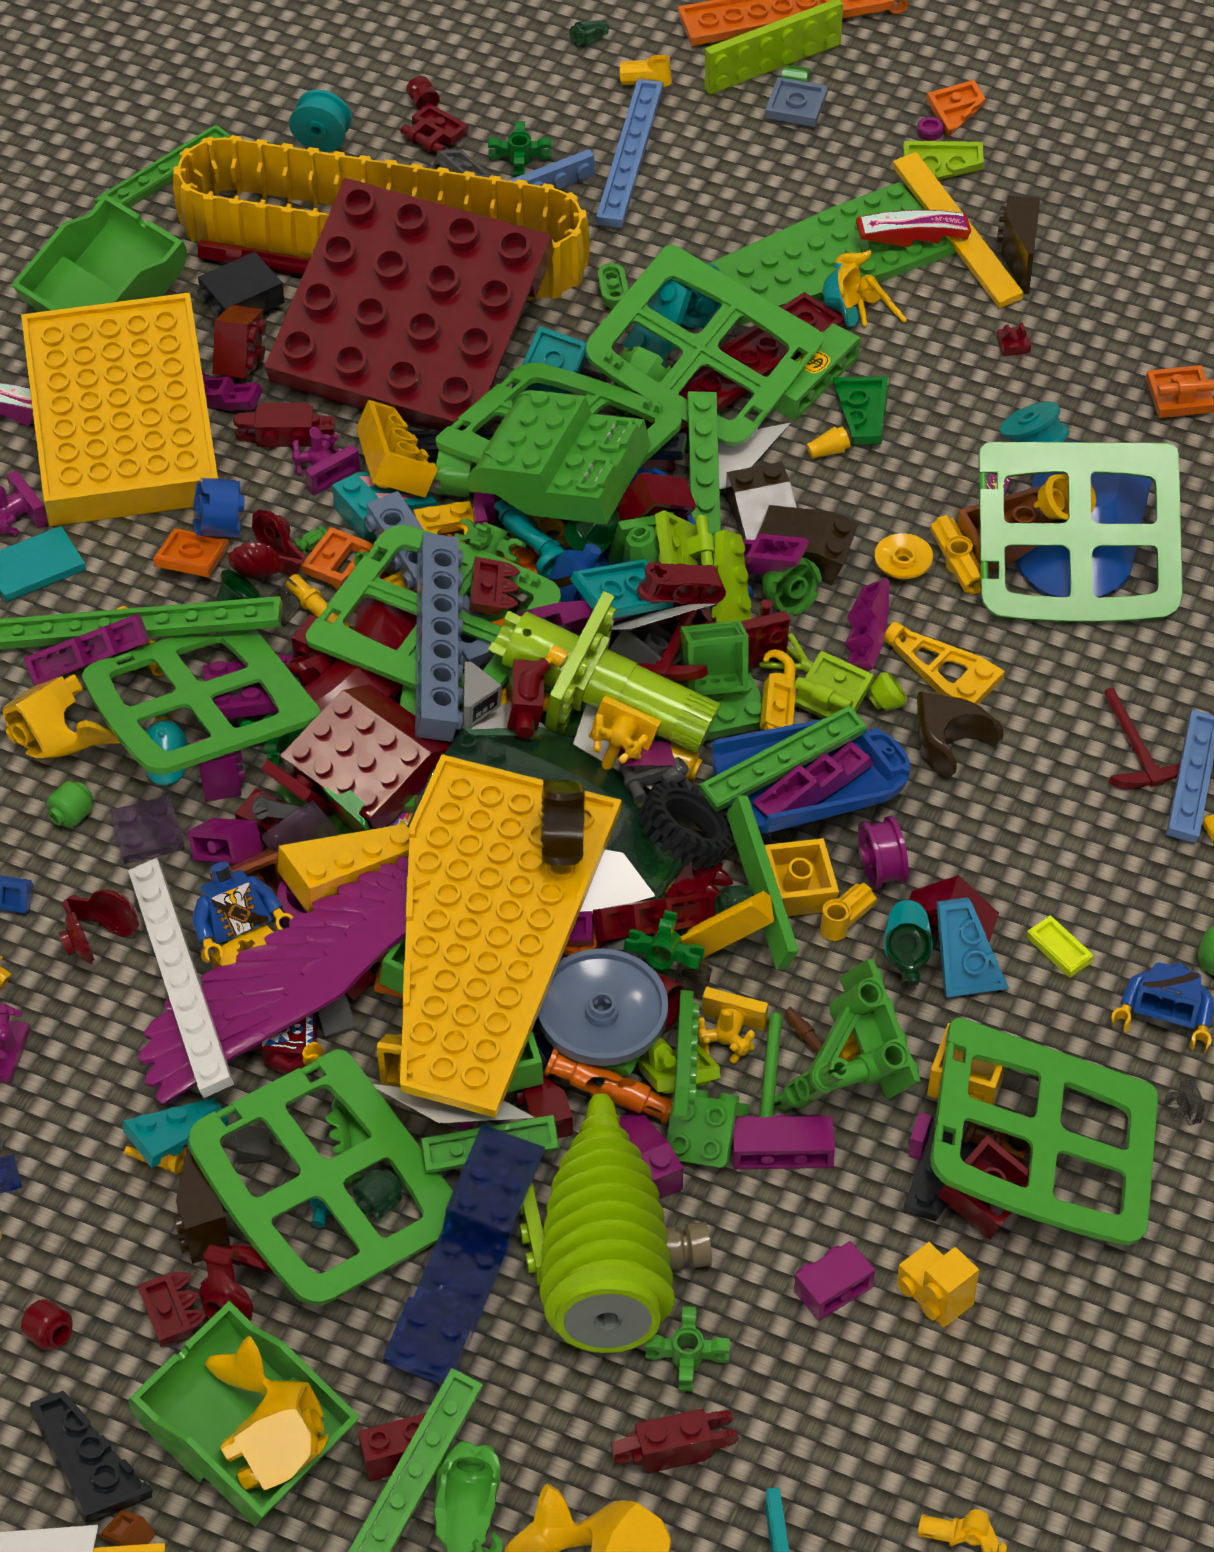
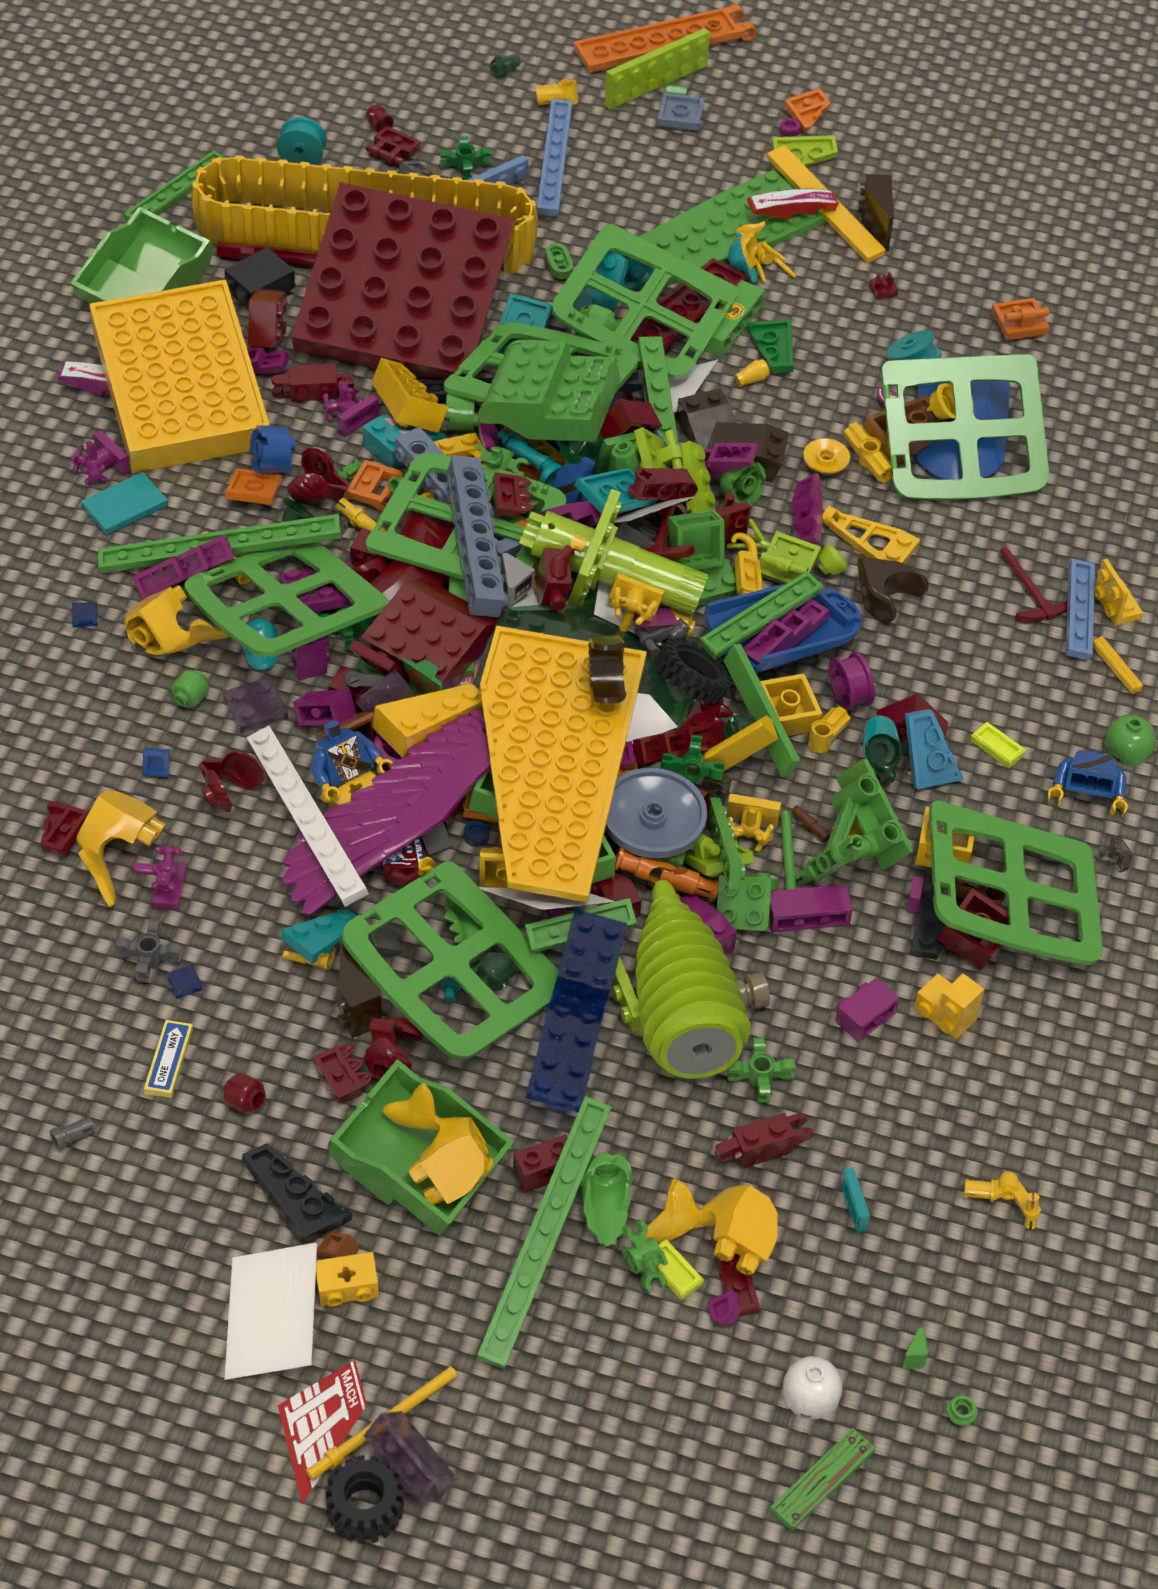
camera: 10 degrees left, 0 degrees up
(387, 1013) = (476, 833): none -> dark blue tile

